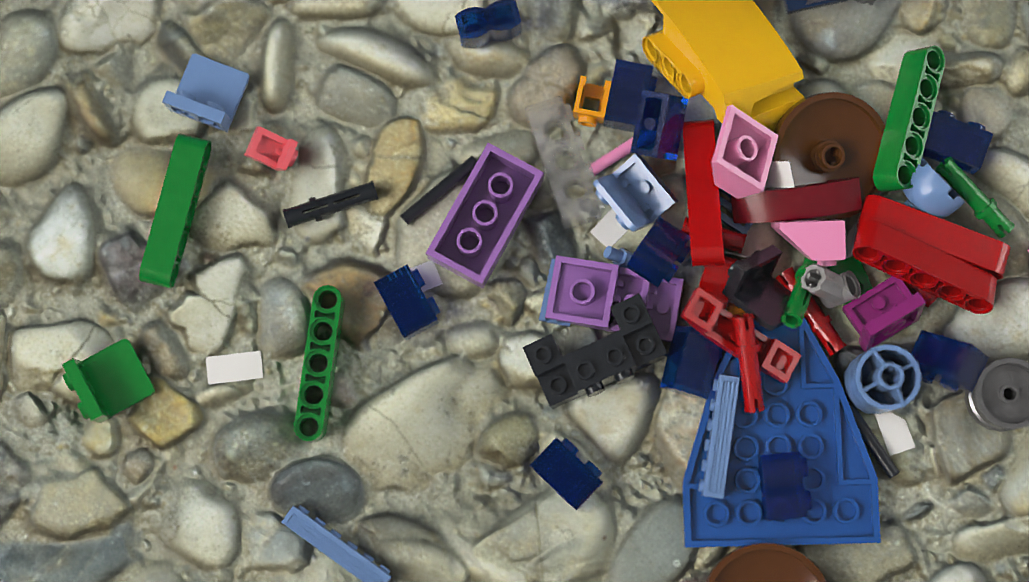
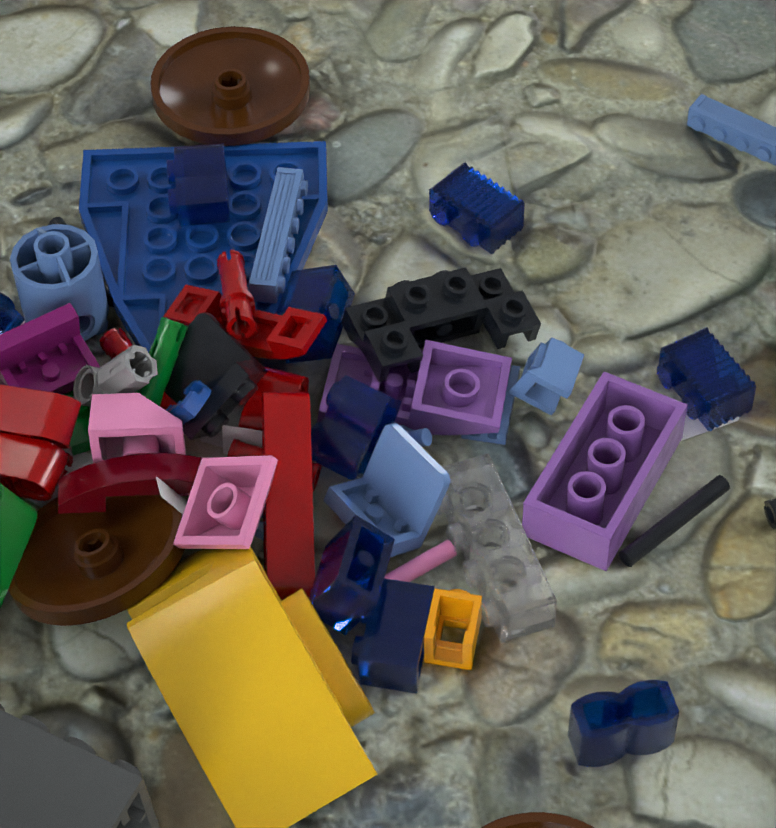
camera: 175 degrees right, 30 degrees down
(518, 303) = (548, 375): none -> medium blue window
(776, 255) = (195, 398): none -> blue tile

